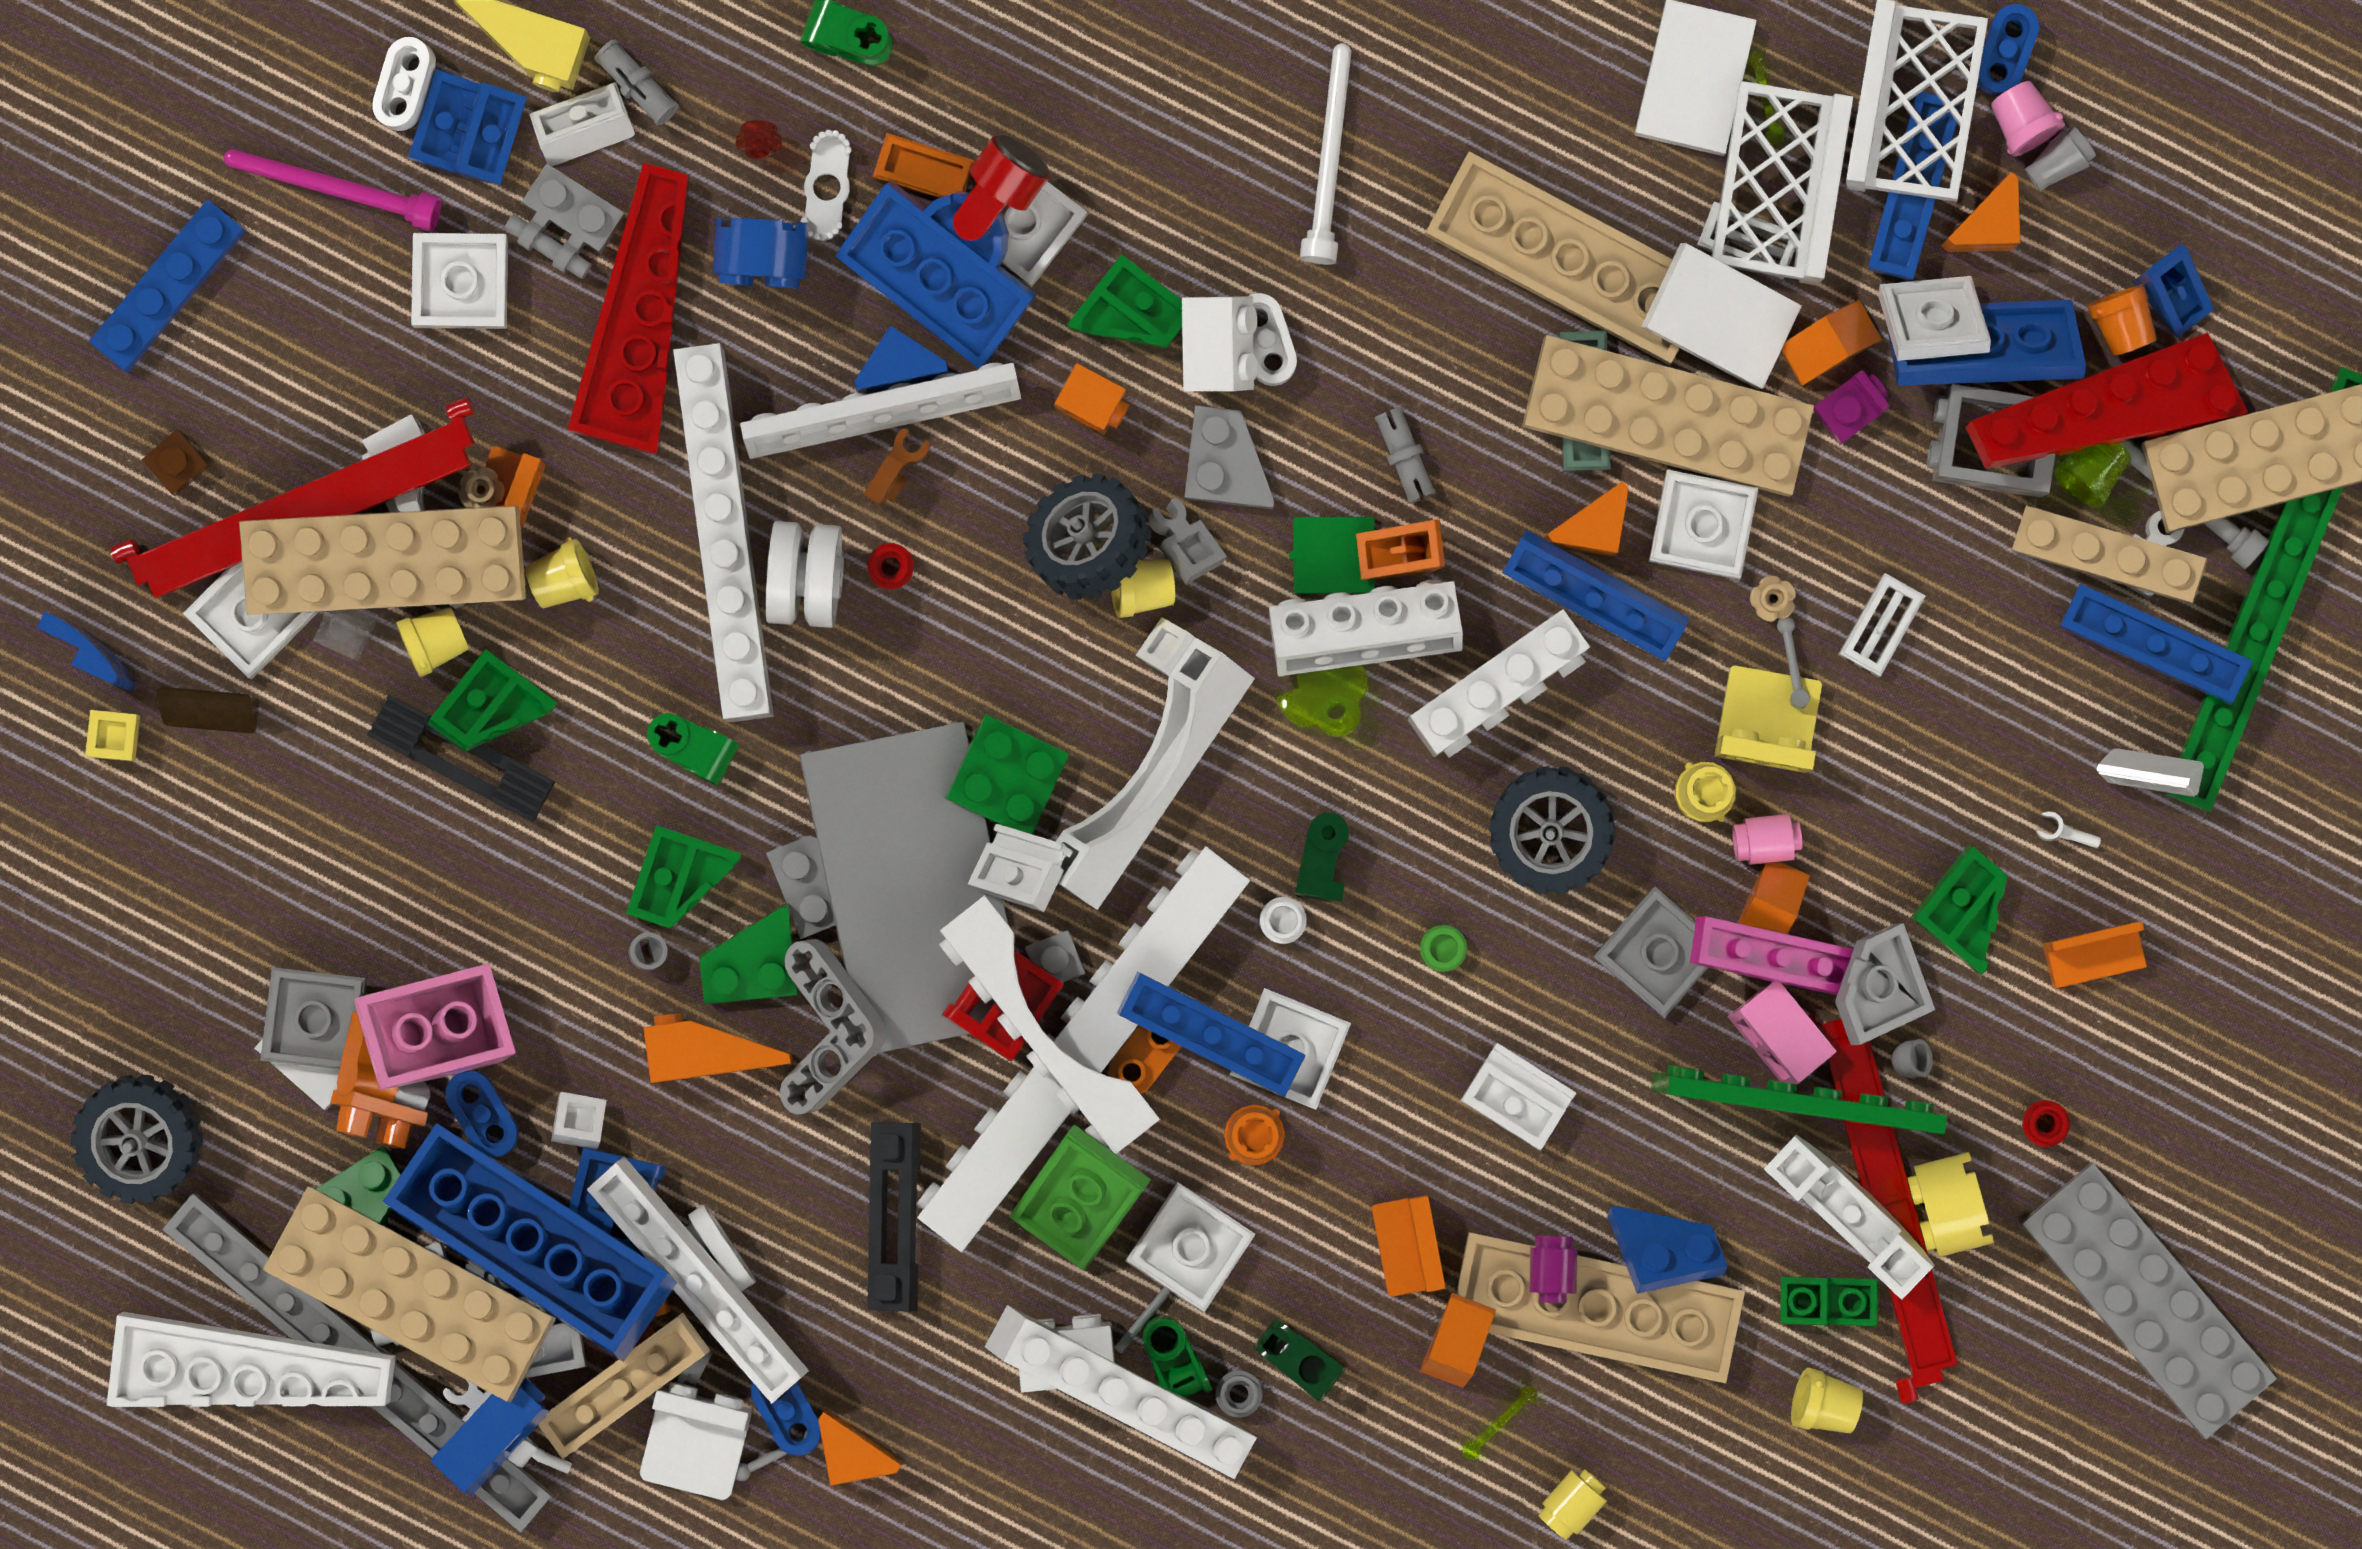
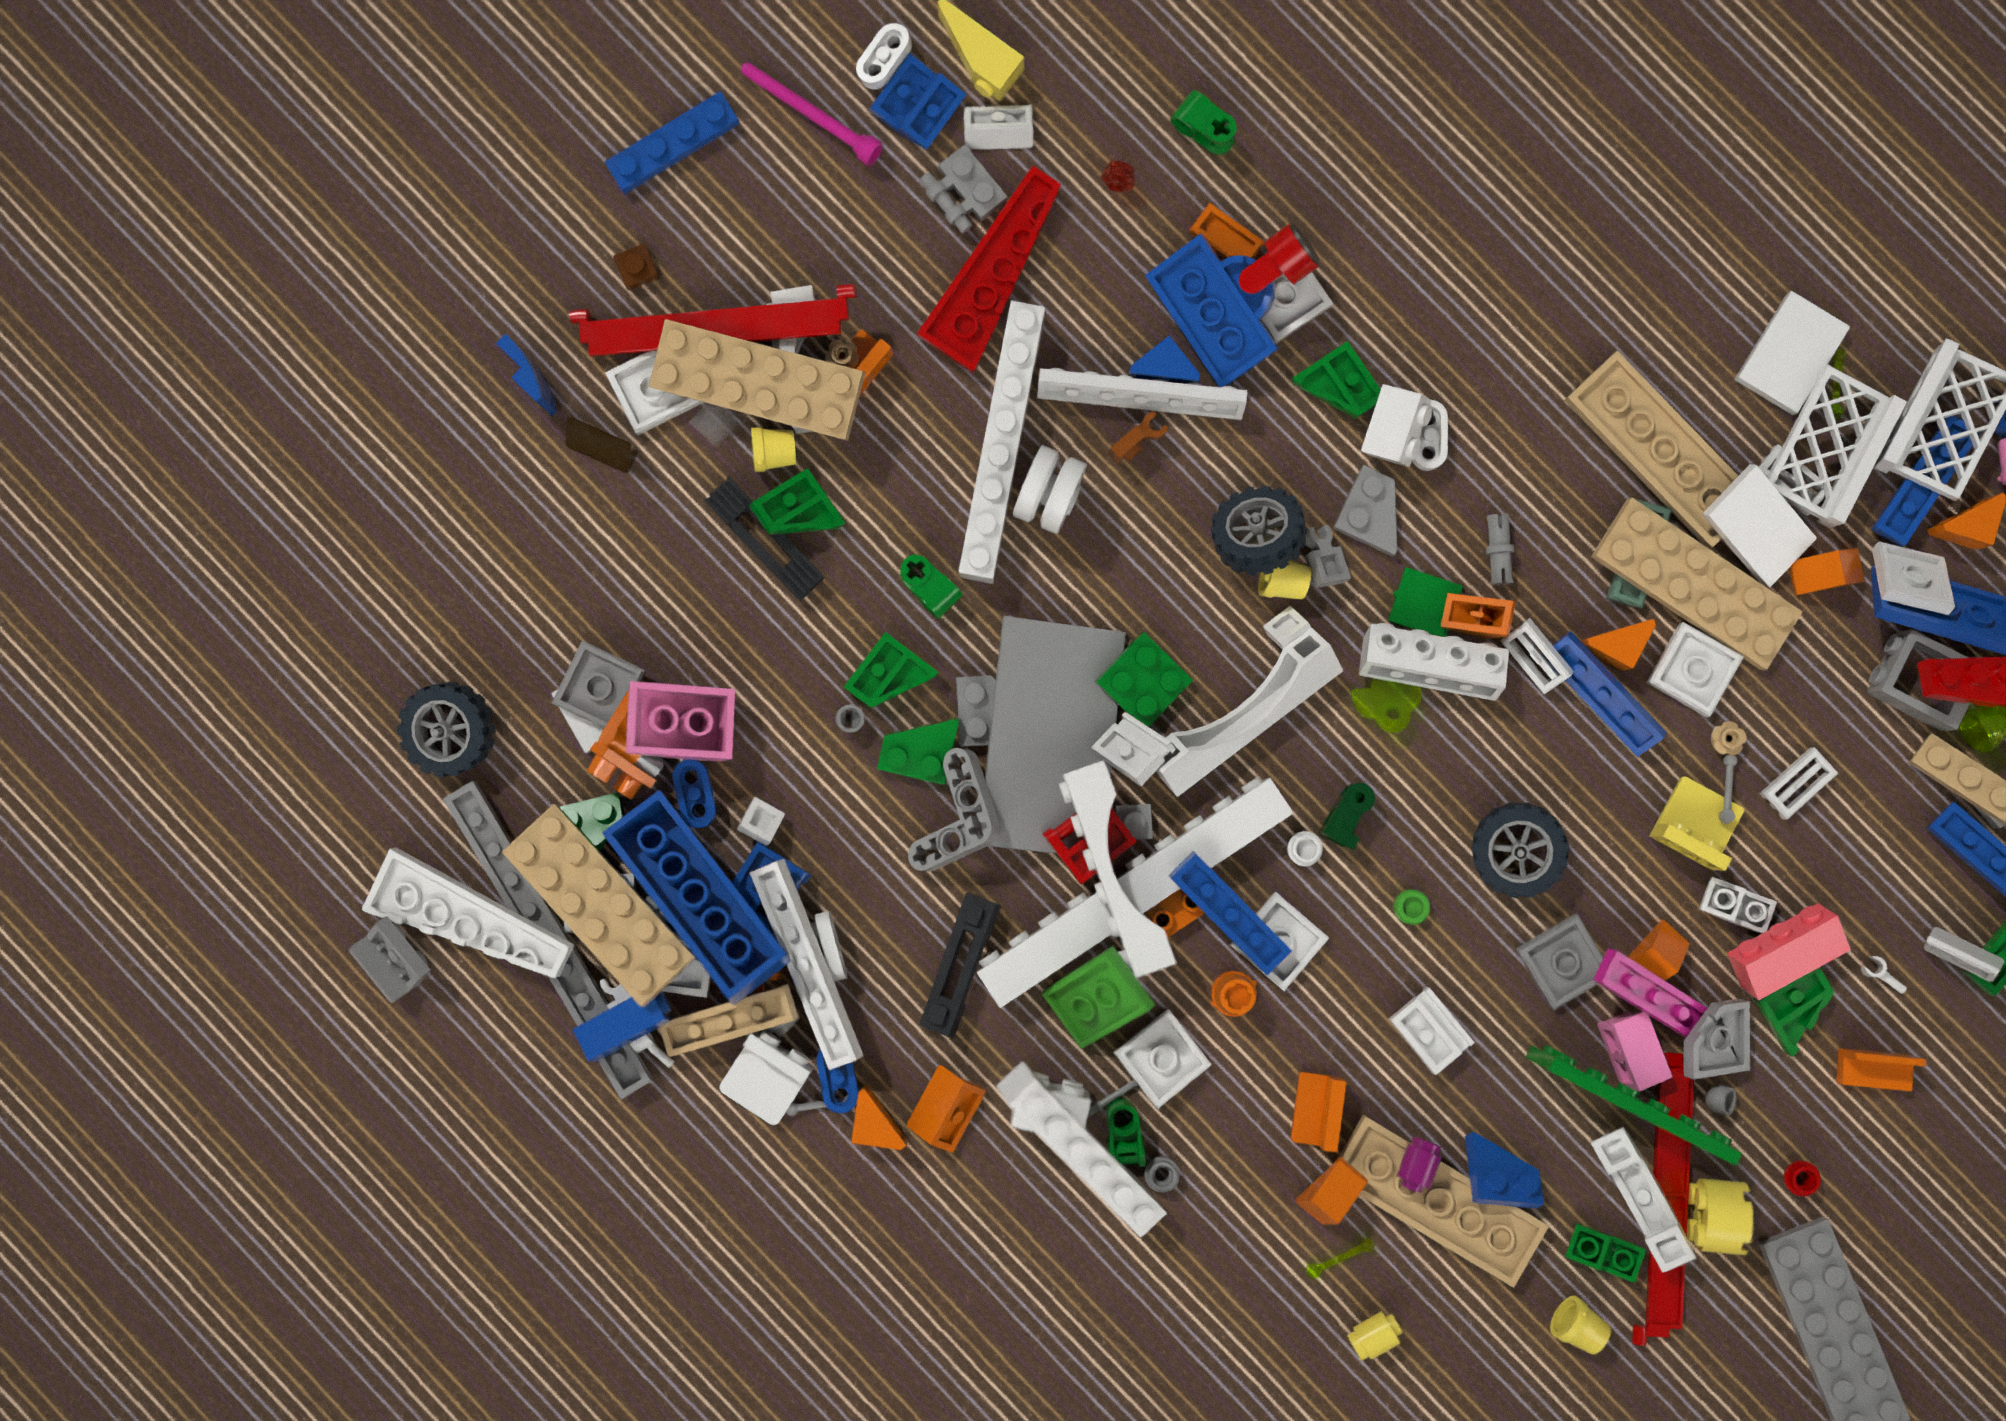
camera: 25 degrees right, 0 degrees up
(112, 735) = (527, 441): light yellow plate -> none
(166, 1456) = (390, 960): none -> light grey bracket
(459, 280) = (876, 205): white plate -> none
(562, 576) = (878, 434): light yellow piece -> none
(636, 82) = (1046, 109): light grey pin -> none
(693, 1049) = (861, 800): orange slope -> none
(760, 250) = (1094, 252): blue brick -> none
(829, 157) = (1163, 207): white piece -> none
(885, 552) = (1110, 495): red plate -> none
(937, 1404) = (945, 1109): none -> orange panel
(1092, 400) = (1292, 436): orange brick -> none
(1299, 1359) = (1214, 1165): dark green leg -> none
(1320, 244) = (1489, 380): white piece -> none
(1498, 571) = (1545, 647): none -> white tile
(1498, 683) = (1514, 733): white brick -> none
(1705, 792) = (1635, 859): light yellow piece -> none
(1766, 839) = (1669, 908): bright pink brick -> none
(1852, 406) = (1830, 621): magenta bracket -> none
(1852, 807) = (1737, 905): none -> white slope
(1931, 842) = (1788, 951): none -> coral brick

